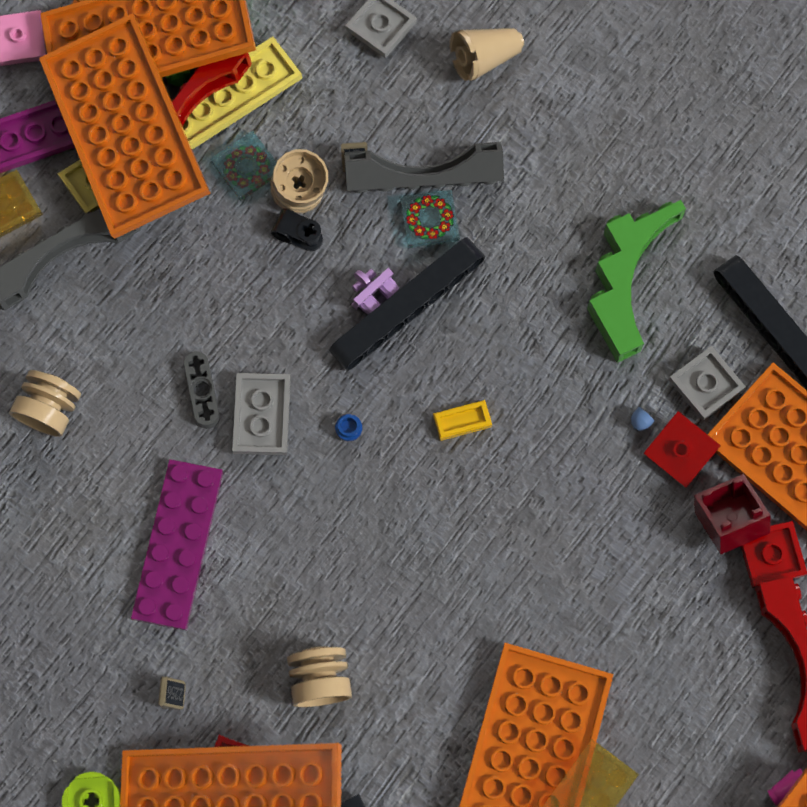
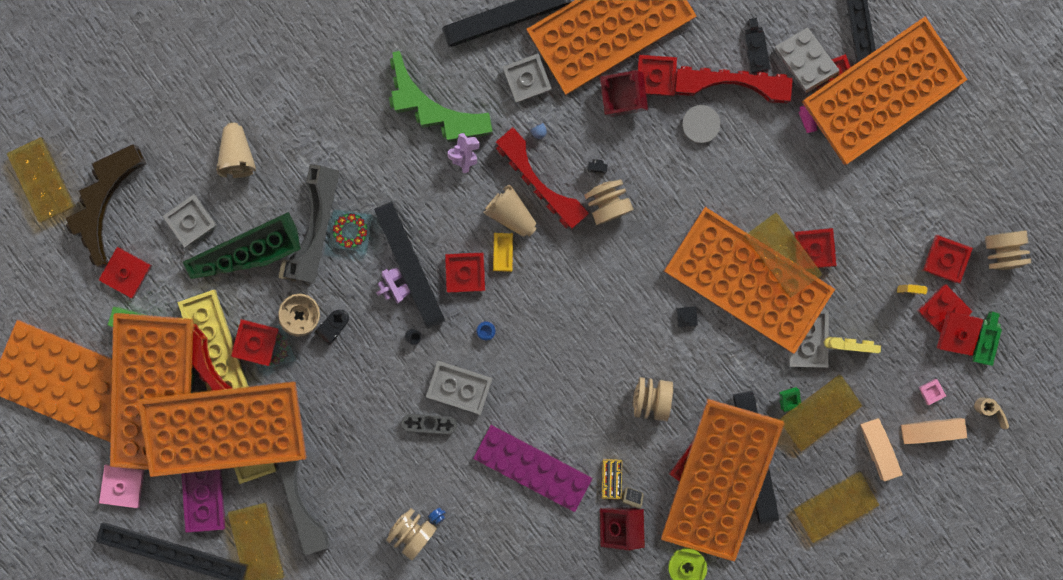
camera: 75 degrees left, 15 degrees up
(77, 434) = (437, 516): none -> blue plate
(125, 691) = (622, 528): none -> dark red slope
(191, 657) = (612, 479): none -> tile
(247, 140) = (255, 342): none -> red plate
(313, 338) = (413, 336): none -> black hinge
(367, 100) = (248, 250): none -> dark green wedge
(419, 377) = (465, 272): none -> red plate
(450, 696) = (687, 316): none -> black plate
(519, 412) = (511, 212): none -> tan cone
(578, 322) = (462, 152): none -> lavender hips
(580, 532) = (608, 202): none -> tan wheel
(606, 395) = (567, 208): none -> red arch
(619, 509) = (597, 166): none -> black plate
(682, 449) = (568, 111): red plate -> none
(726, 636) = (701, 124): none -> light grey tile

